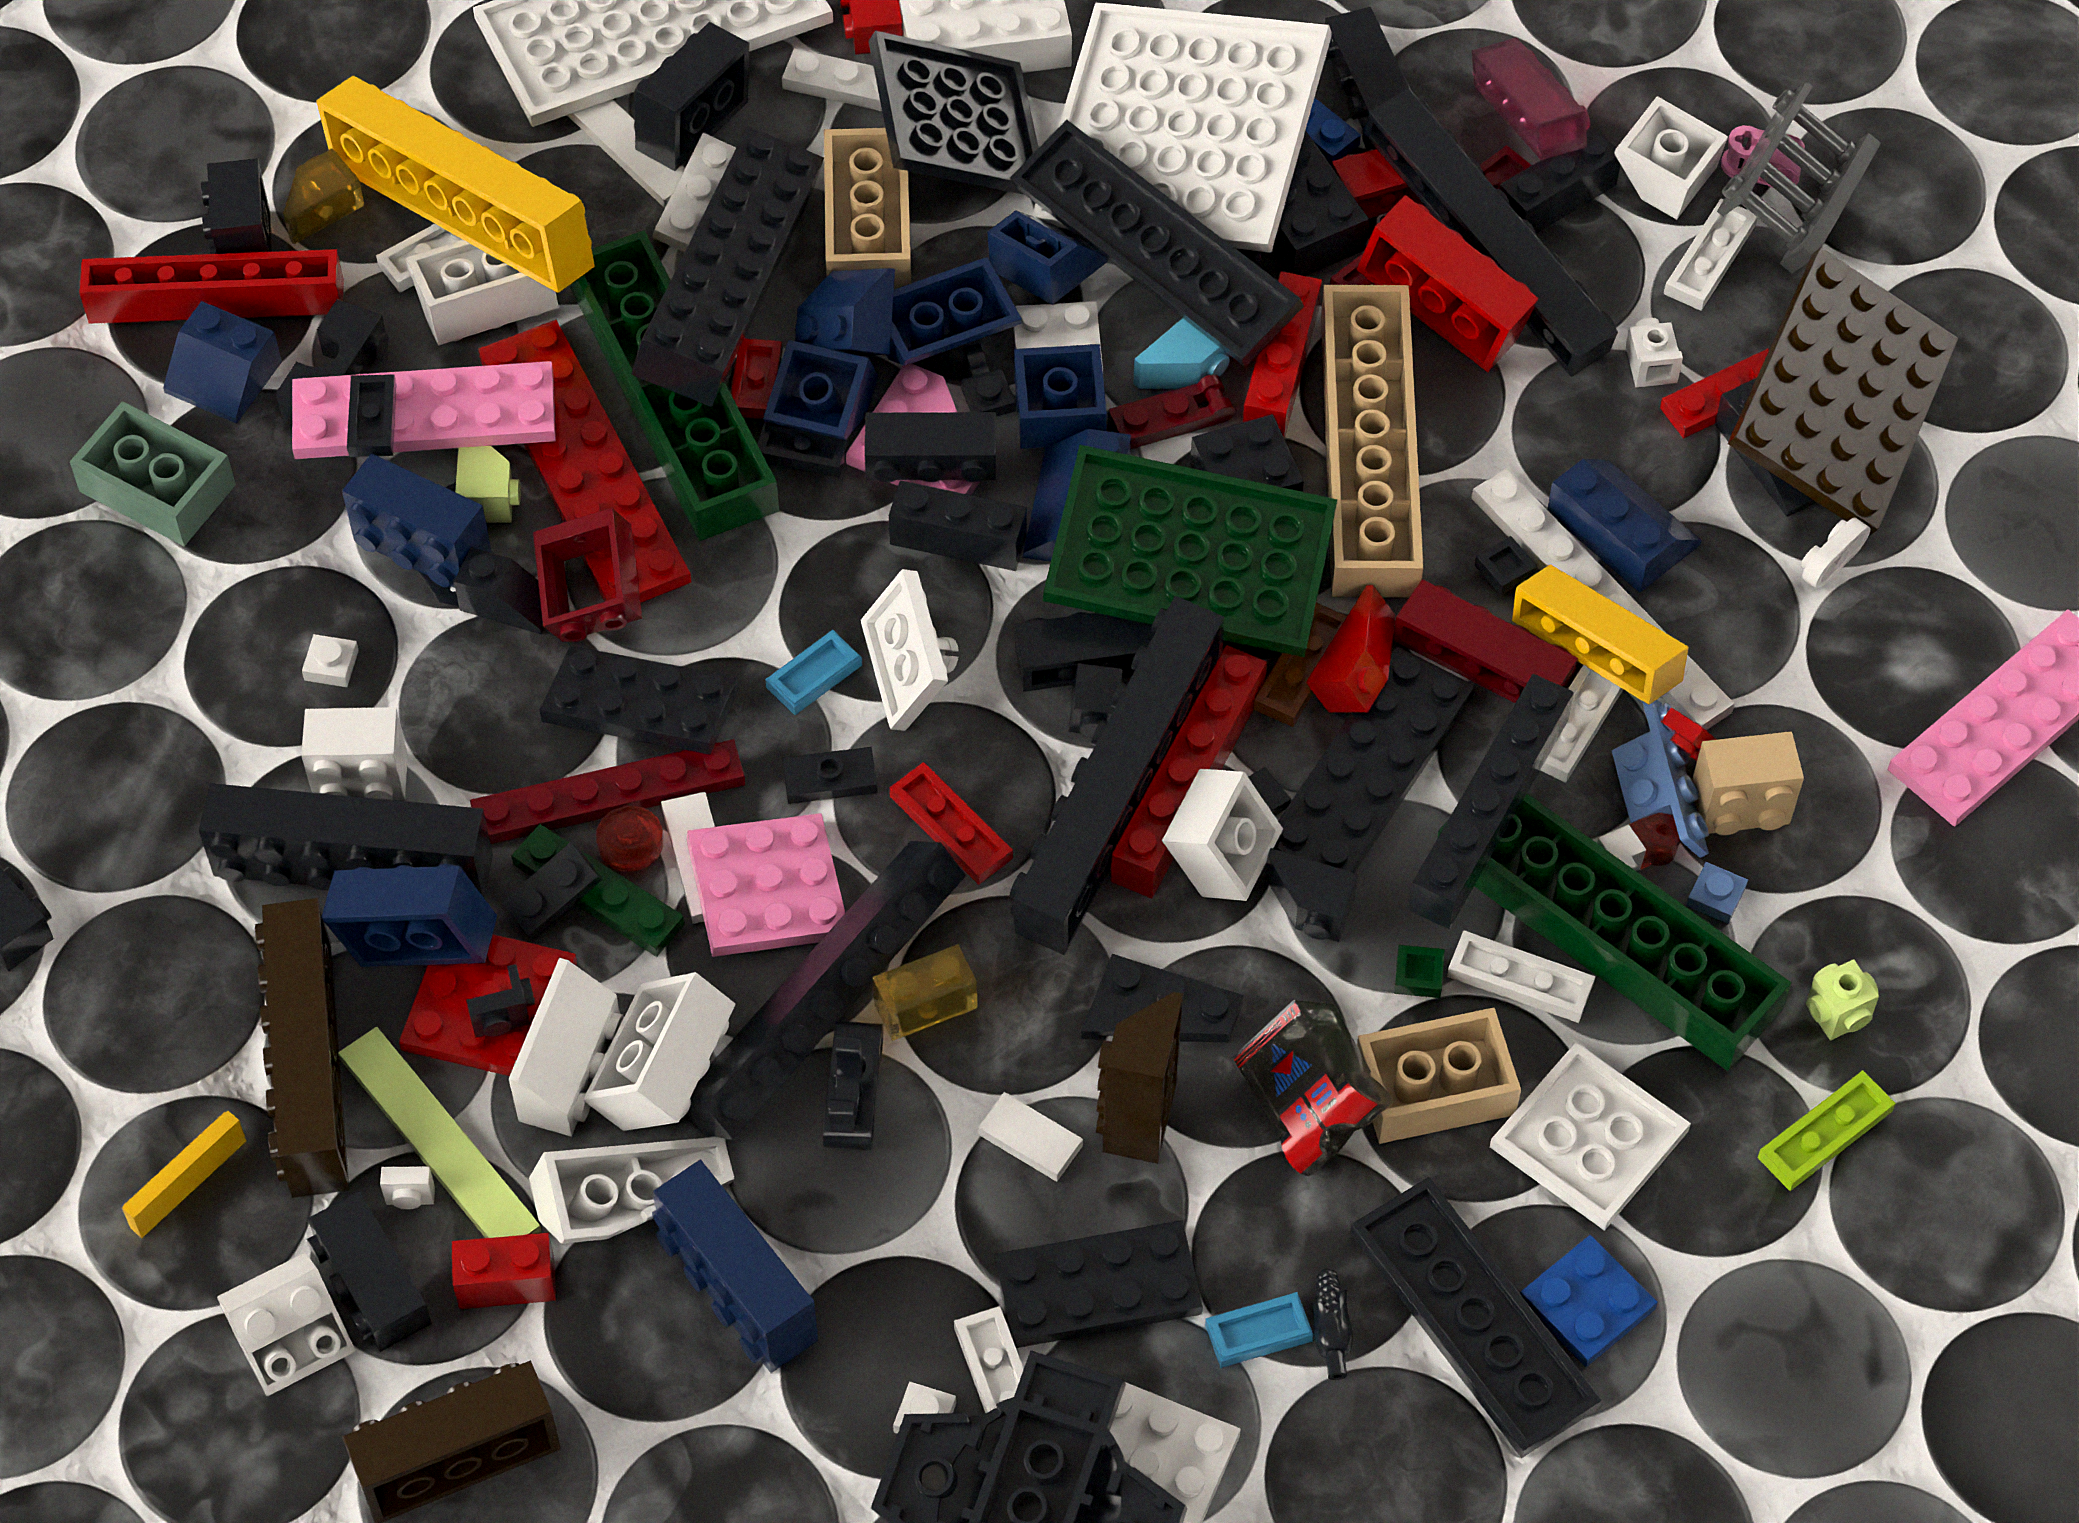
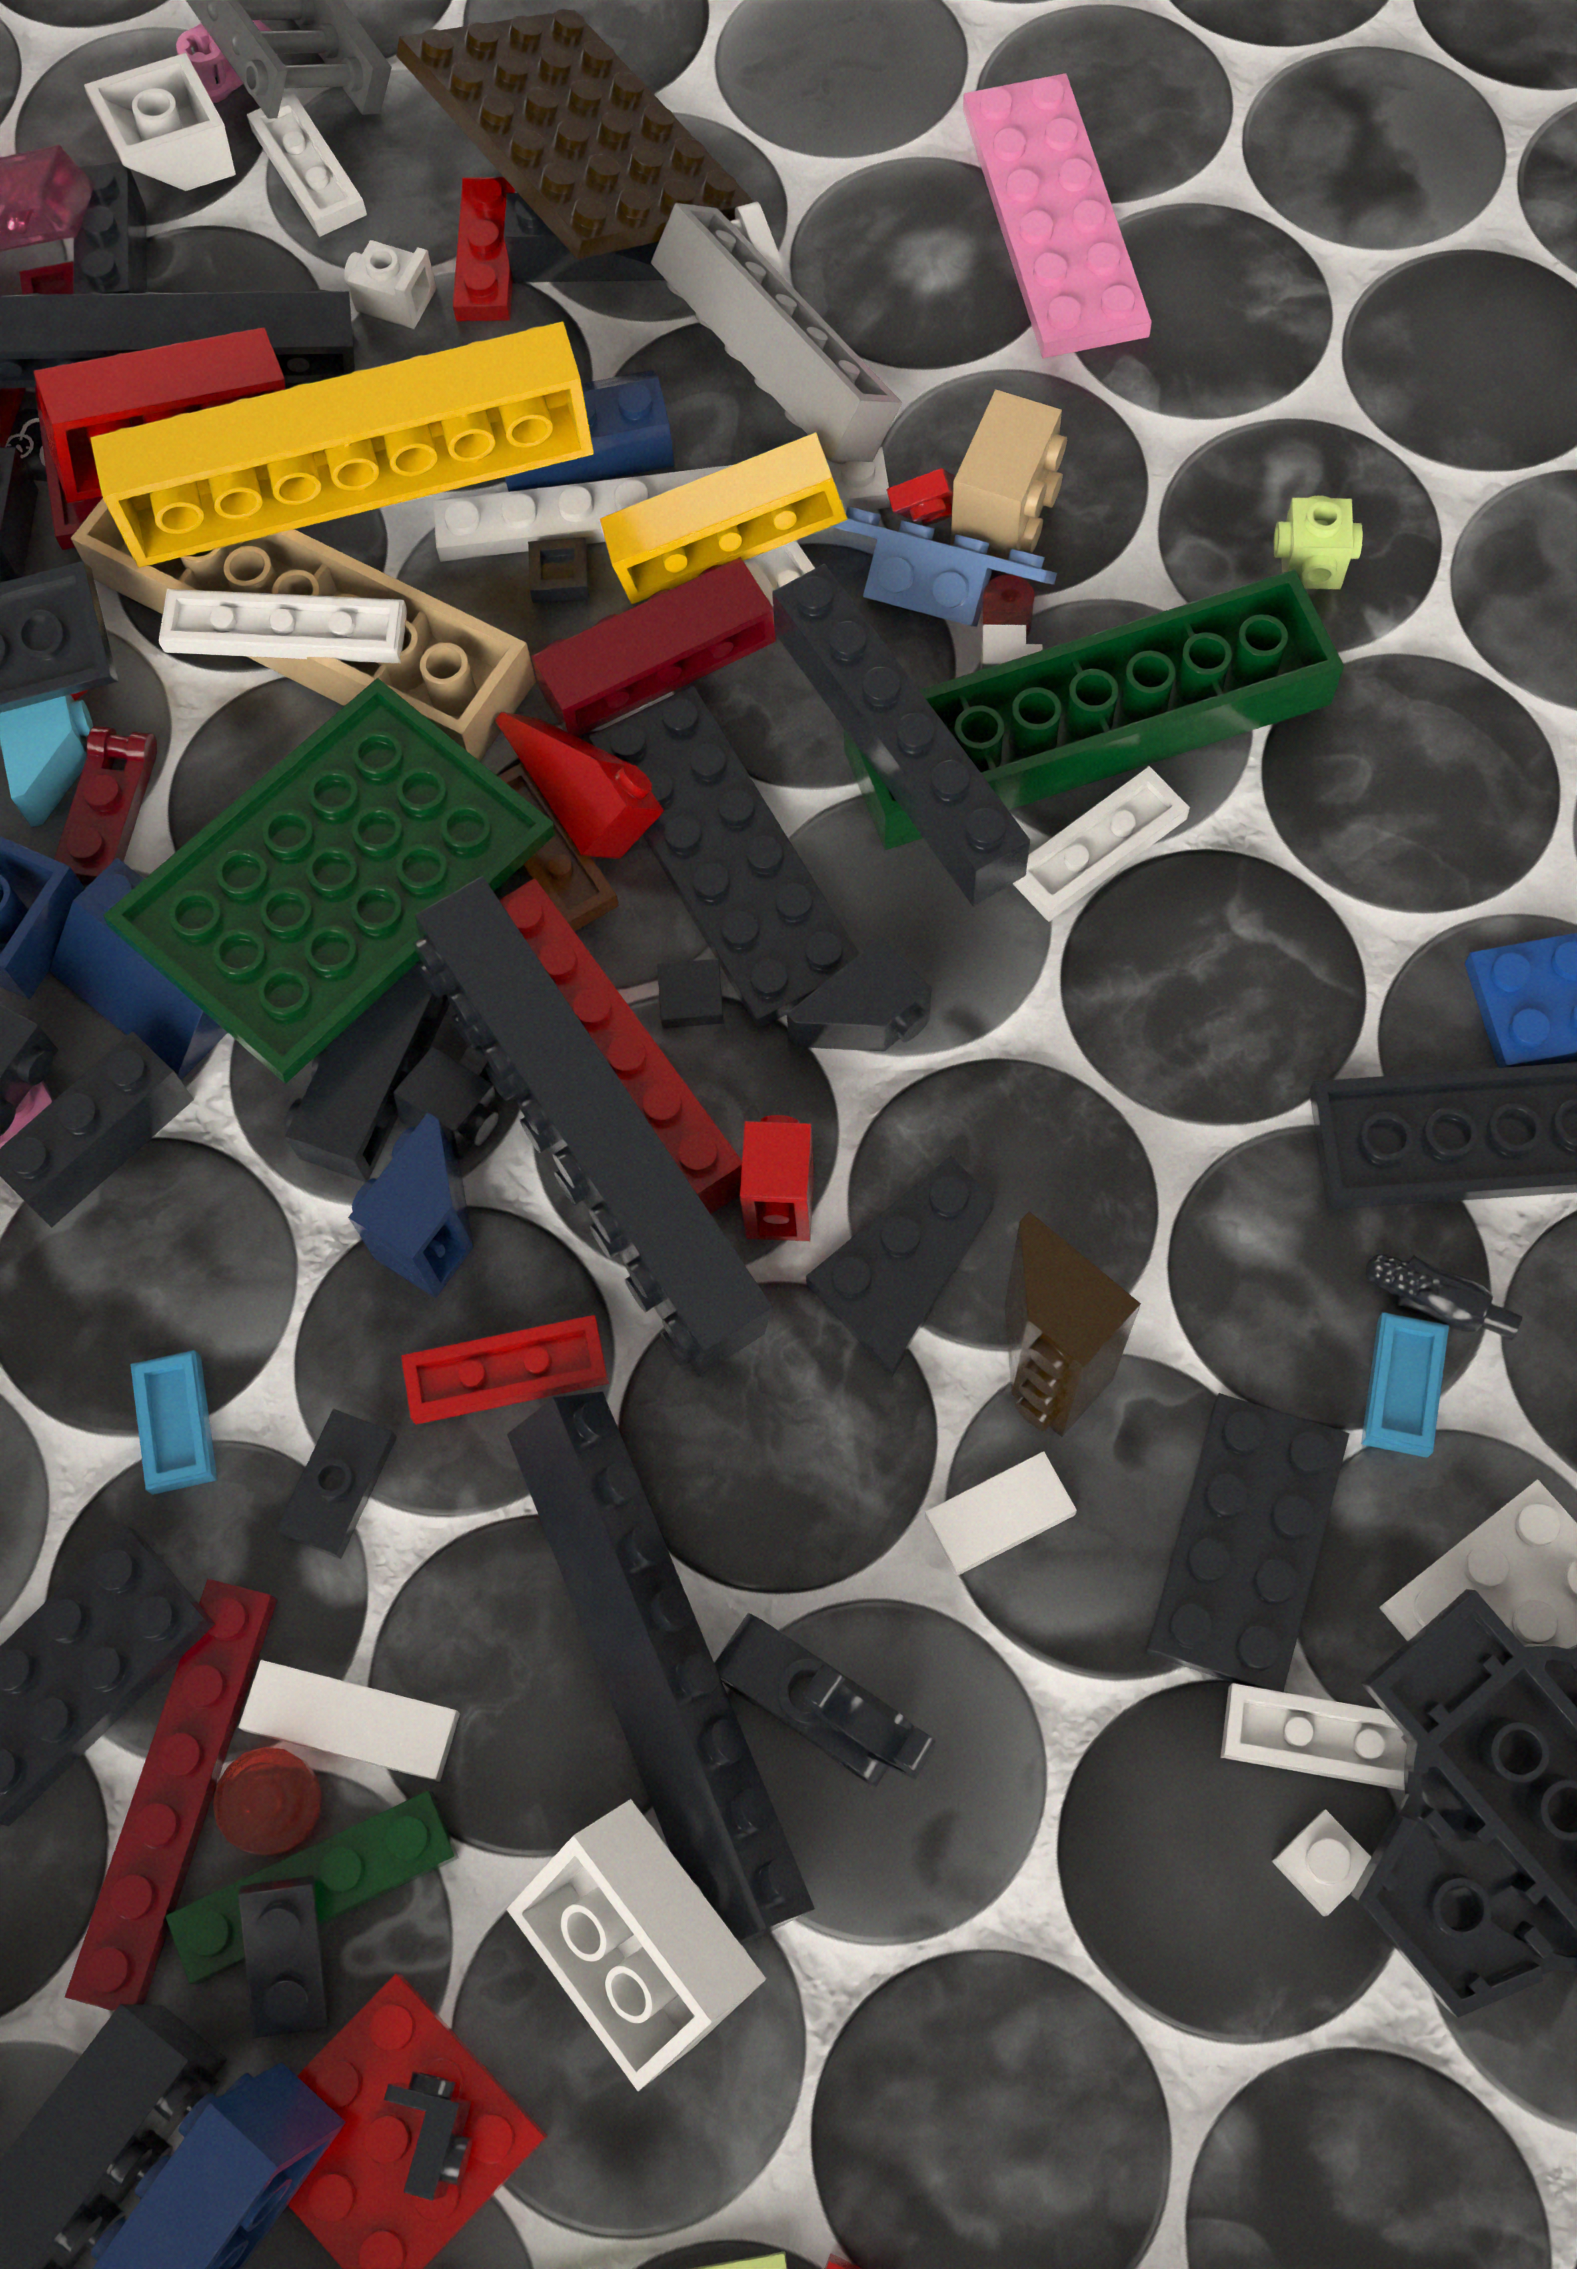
camera: 55 degrees left, 10 degrees up
(564, 1050) = (547, 2073): white slope -> none
(611, 1188) = (801, 2131): white wedge -> none
(734, 1267) = (1015, 2013): dark blue brick -> none
(765, 883) = (448, 1654): bright pink plate -> none
(906, 650) = (231, 1288): white plate -> none
(925, 992) = (733, 1534): clear yellow brick -> none
(1017, 718) = (417, 1209): none -> dark blue slope
(1156, 898) = (777, 1179): none -> red brick
(1222, 834) = (736, 1054): white brick -> none
(1248, 452) = (232, 747): black brick -> none
(1283, 359) = (164, 684): red brick -> none
(1311, 1082) = (1144, 1137): clear smoke piece -> none
(1341, 431) = (283, 625): none -> white tile
(1419, 971) = (1031, 945): dark green plate -> none
(1441, 1074) = (1192, 999): tan brick -> none
(1479, 390) = (344, 445): none -> yellow brick
(1590, 1135) = (1343, 884): white plate -> none
(1717, 892) = (1102, 594): medium blue plate -> none
(1762, 589) = (775, 334): none -> light grey brick
(1826, 1130) = (1463, 649): lime plate -> none

